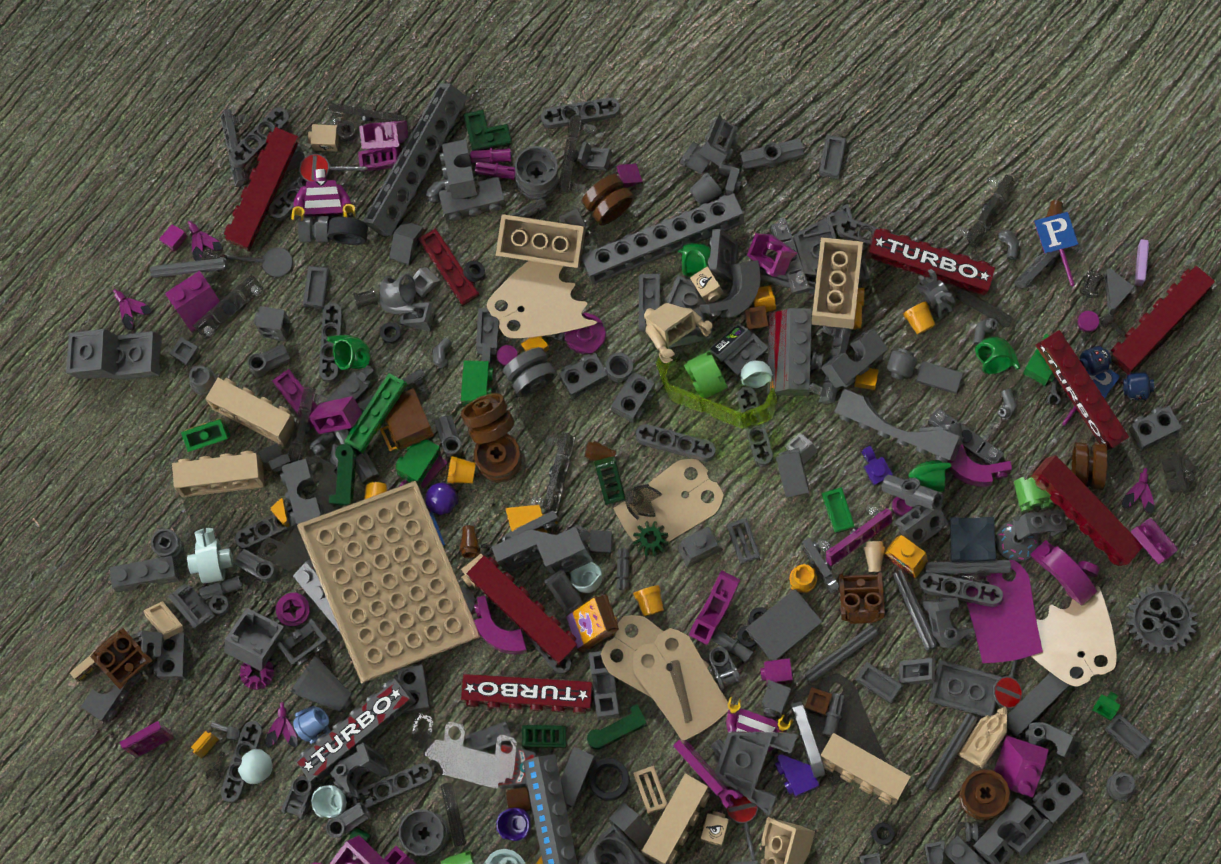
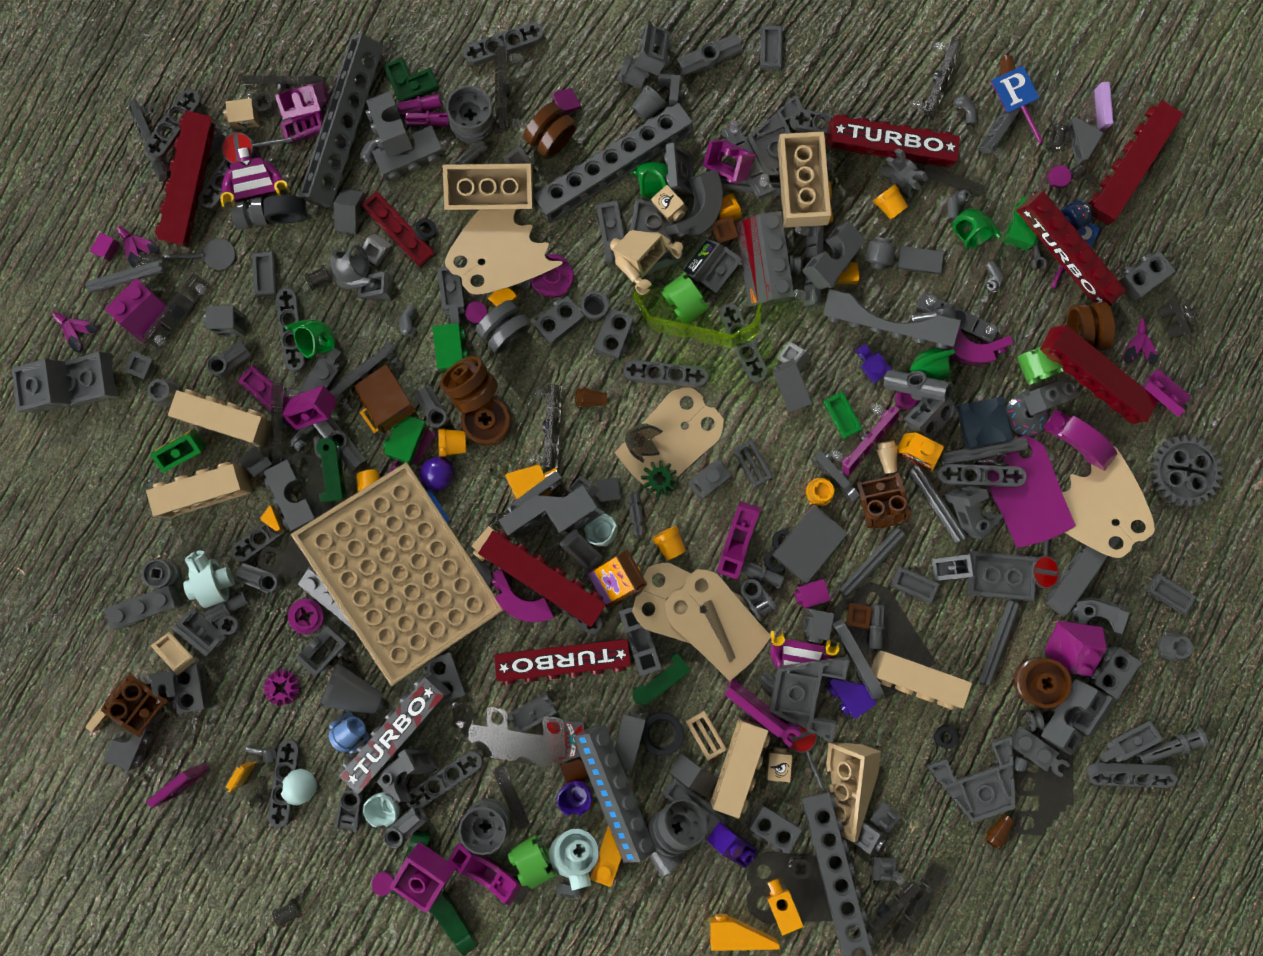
camera: 20 degrees left, 10 degrees up
(253, 639) = (270, 657): dark grey container -> none
(281, 725) = (317, 737): magenta piece -> none
(375, 413) = (351, 398): green tile -> none
(396, 338) = (345, 303): black piece -> none
(469, 543) = (474, 515): reddish brown cone -> none
(535, 744) = (569, 705): dark green slope -> none
(594, 158) = (527, 88): dark grey bracket -> none
(605, 463) = (601, 412): dark green slope -> none
(756, 374) = (735, 289): light aqua hair -> none
(985, 739) = (1034, 625): tan tile -> none
(1089, 568) = (1106, 431): magenta tile -> none
(1107, 706) = (1147, 568): green tile -> none
(1138, 386) = (1122, 235): dark blue head -> none

